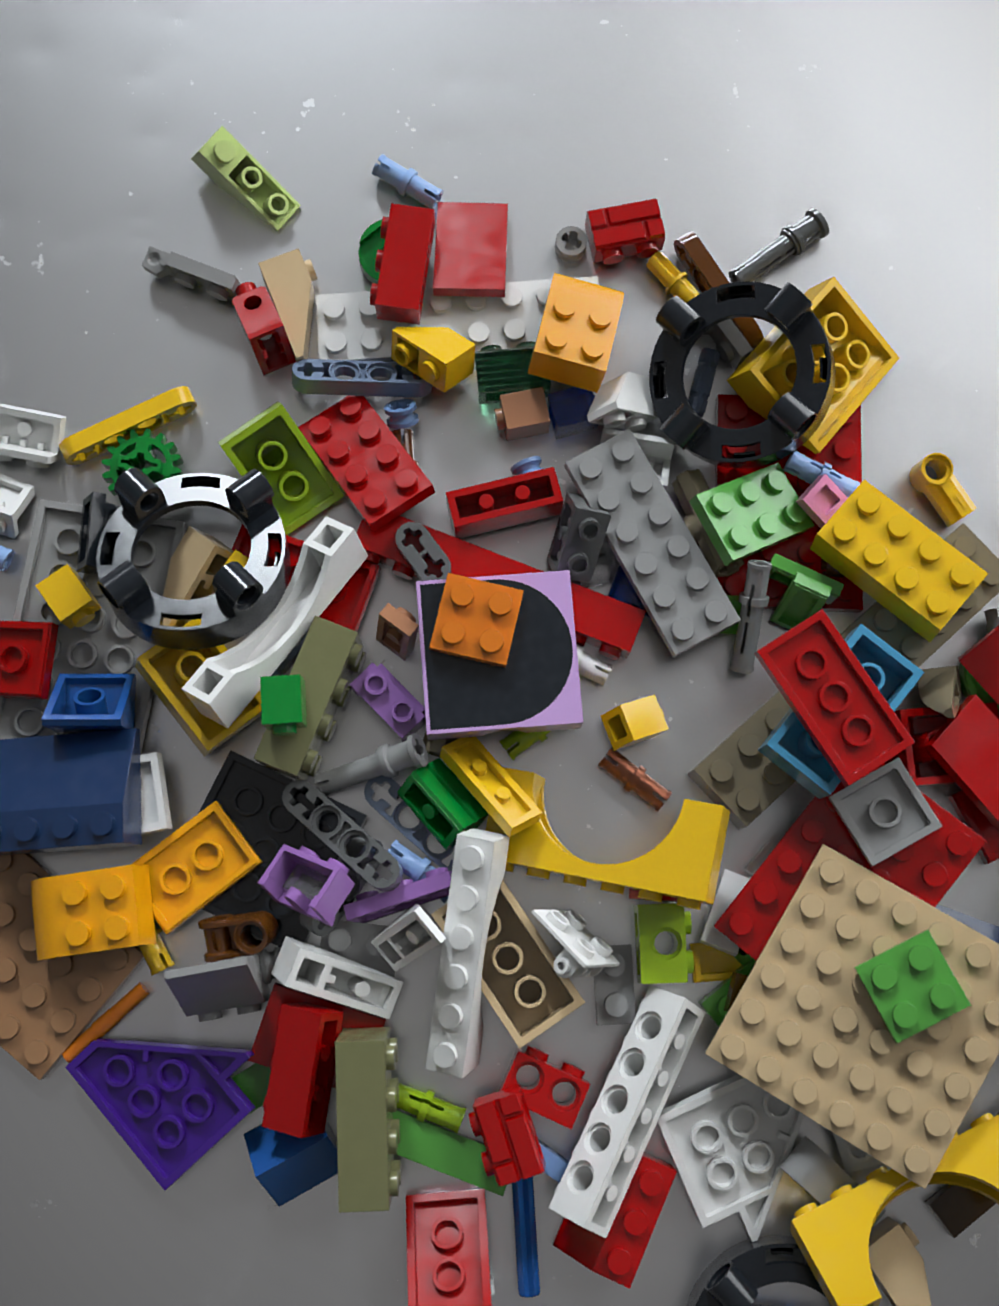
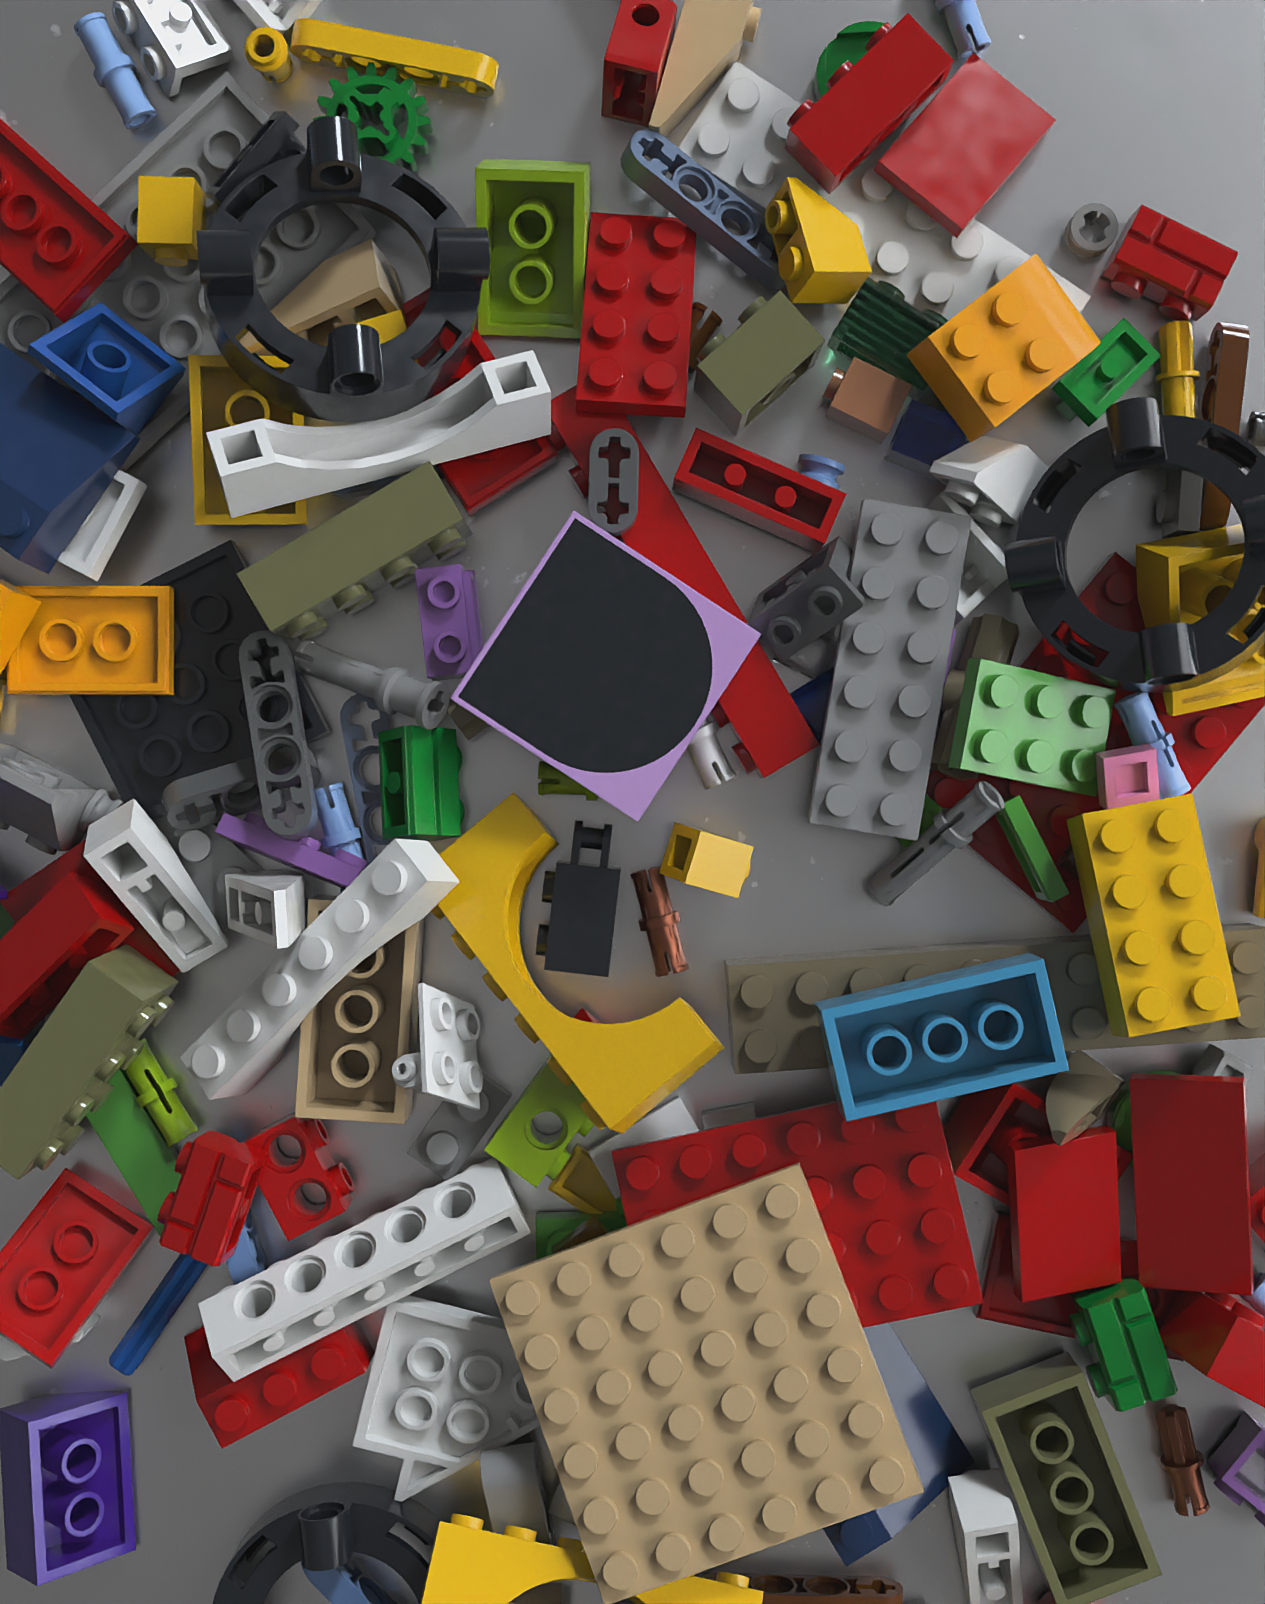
camera: 40 degrees right, 10 degrees up
(51, 476) = (269, 54): none -> yellow pin
(231, 936) = (75, 754): reddish brown piece -> none
(283, 704) = (309, 539): green brick -> none
(307, 883) = (197, 760): medium lavender window -> none
(397, 630) = (518, 547): nougat plate -> none
(401, 413) = (723, 289): medium blue bush -> none
(450, 437) = (757, 361): none -> olive brick
(476, 620) = (606, 610): orange plate -> none
(490, 785) = (484, 807): yellow plate -> none
(586, 803) = (581, 908): none -> black brick
(638, 309) = (1104, 373): none -> green hinge
(703, 380) = (1111, 522): sand blue axle -> none
(800, 601) = (1004, 873): bright green tile -> none
(834, 698) = (938, 1020): red plate -> none
(885, 812) = (895, 1185): light grey plate -> none
(912, 986) = (763, 1394): bright green plate -> none

